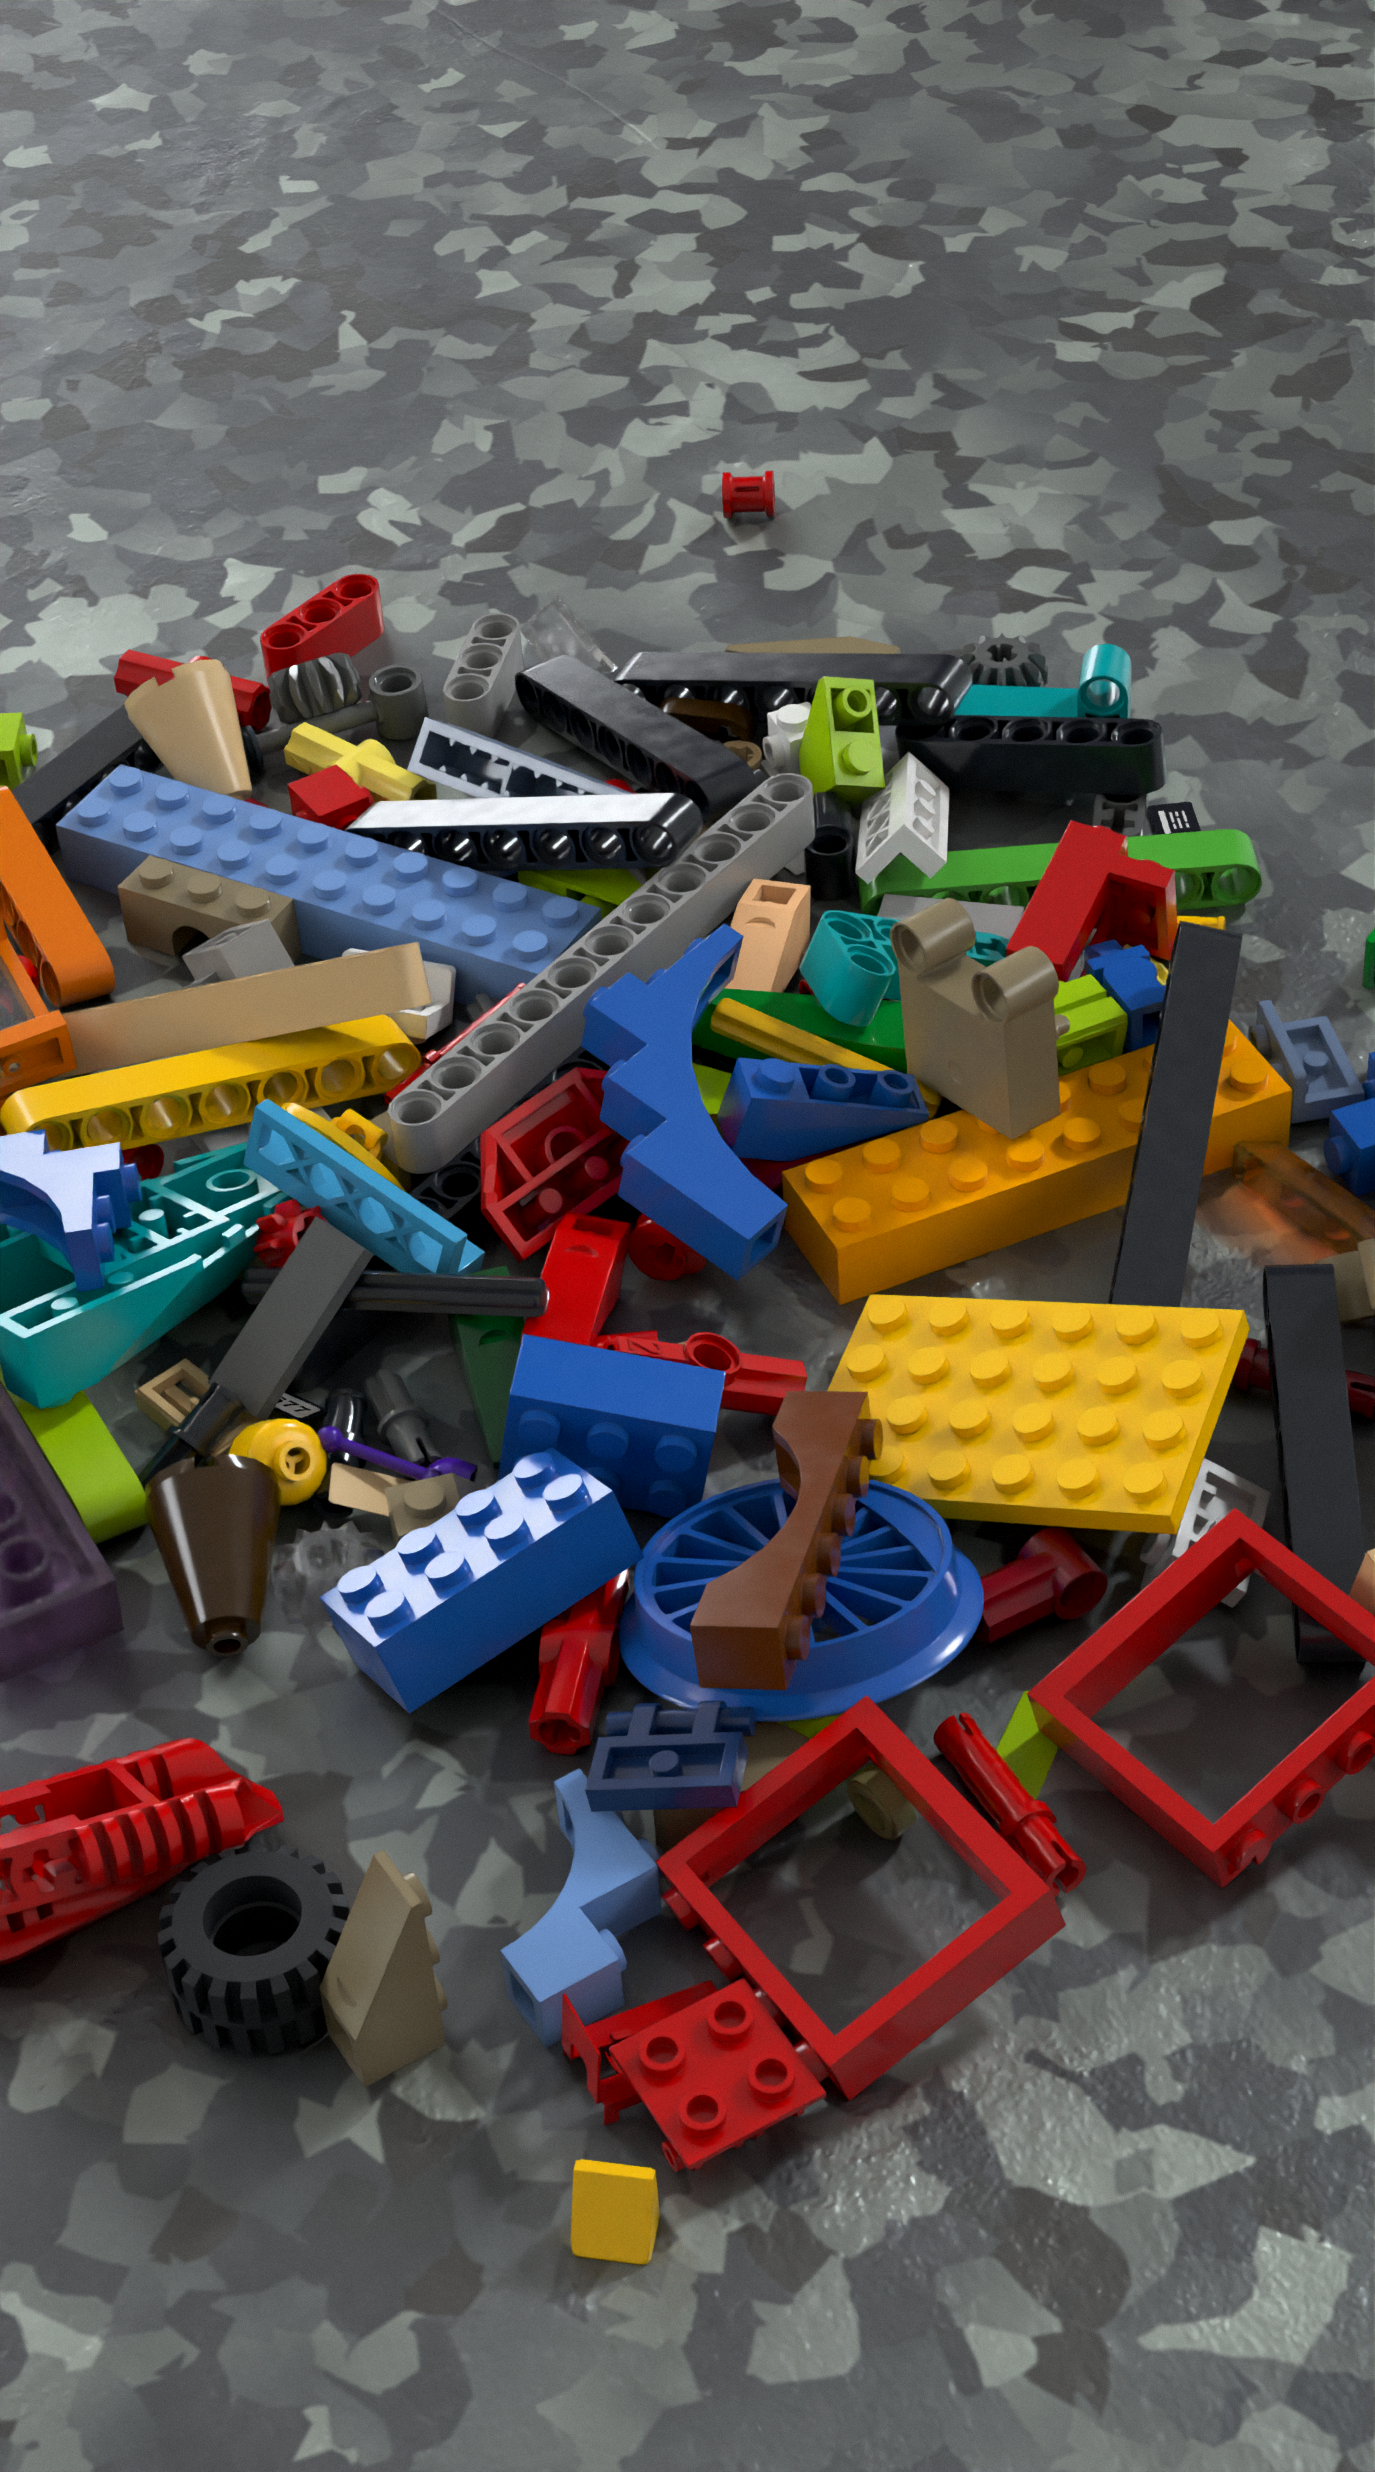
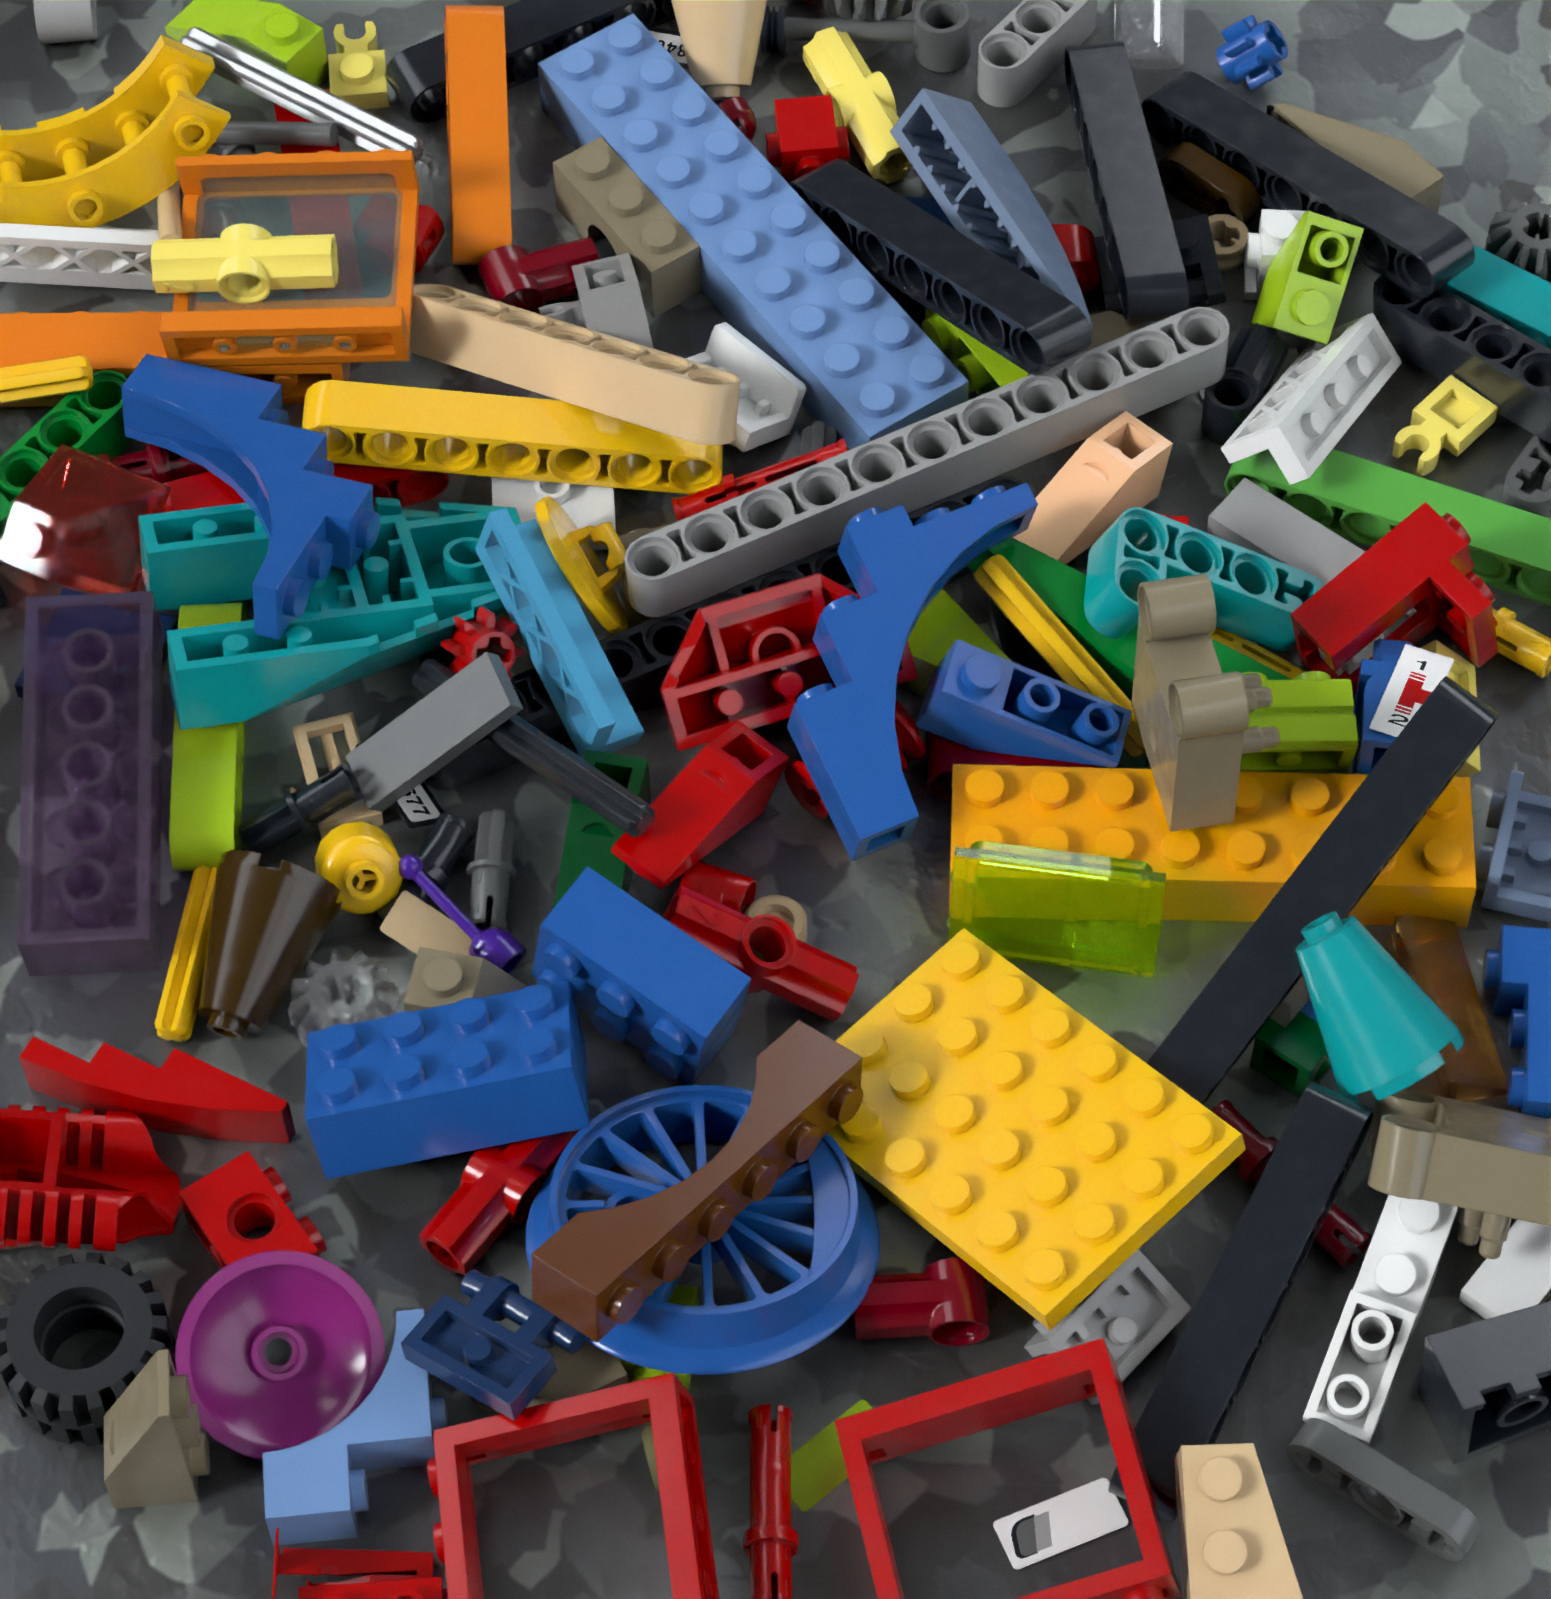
camera: 25 degrees right, 15 degrees up
(150, 1603) = (185, 973): none -> yellow axle
(154, 975) = (534, 277): none -> dark red piece
(224, 1706) = (177, 1098): none -> red slope
(363, 1792) = (242, 1198): none -> red brick
(486, 1830) = (331, 1361): none -> magenta dish
(675, 627) = (1252, 52): none -> blue gear
(950, 1236) = (1058, 906): none -> clear neon green piece
(1016, 811) = (1445, 419): none -> light yellow plate
(1144, 964) = (1409, 686): none -> white sticker
(1224, 1266) = (1293, 1053): none -> dark green leg
(1270, 1709) = (1060, 1523): none -> white sticker
(1275, 1192) = (1370, 1011): none -> teal cone

